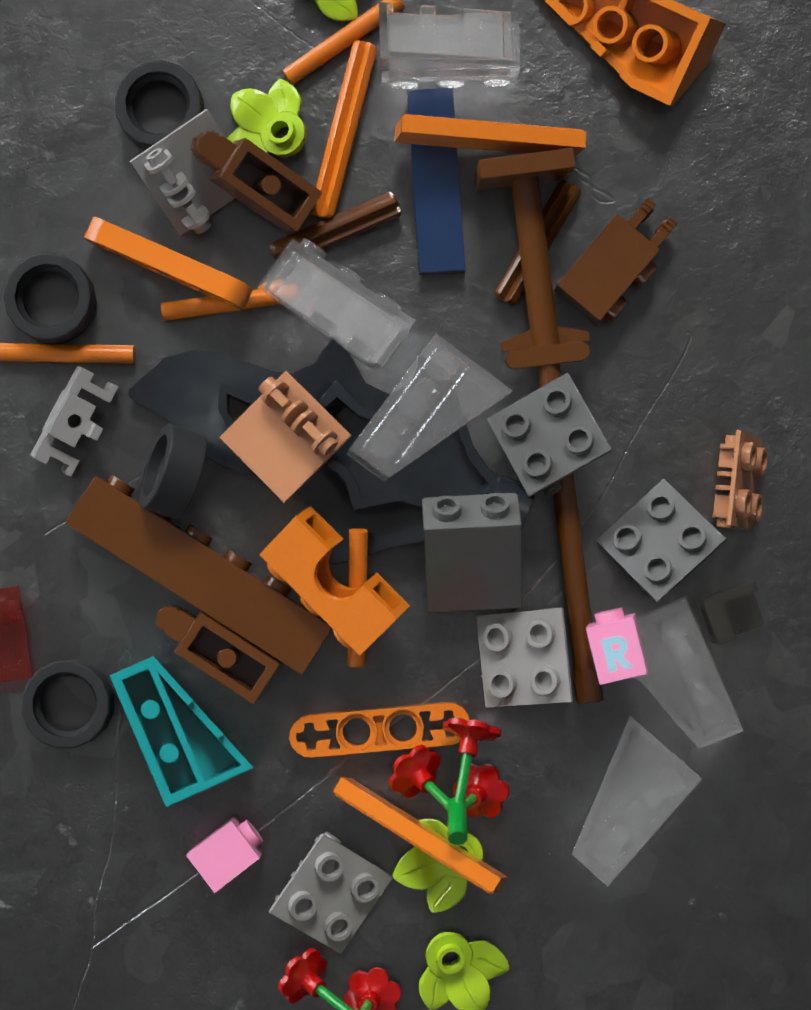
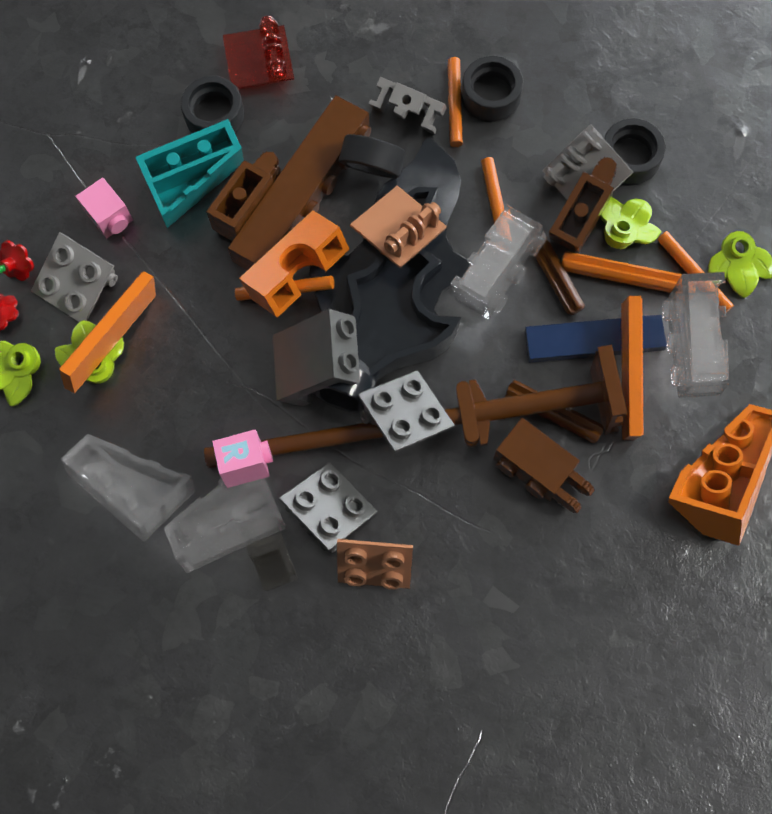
camera: 90 degrees right, 15 degrees down
(168, 263) = (520, 157): orange beam -> none
(379, 723) = (189, 310): orange beam -> none
(426, 407) = (420, 312): clear wedge -> none
(477, 788) = (157, 335): red plant -> none
(524, 658) = (239, 408): light grey hinge -> none

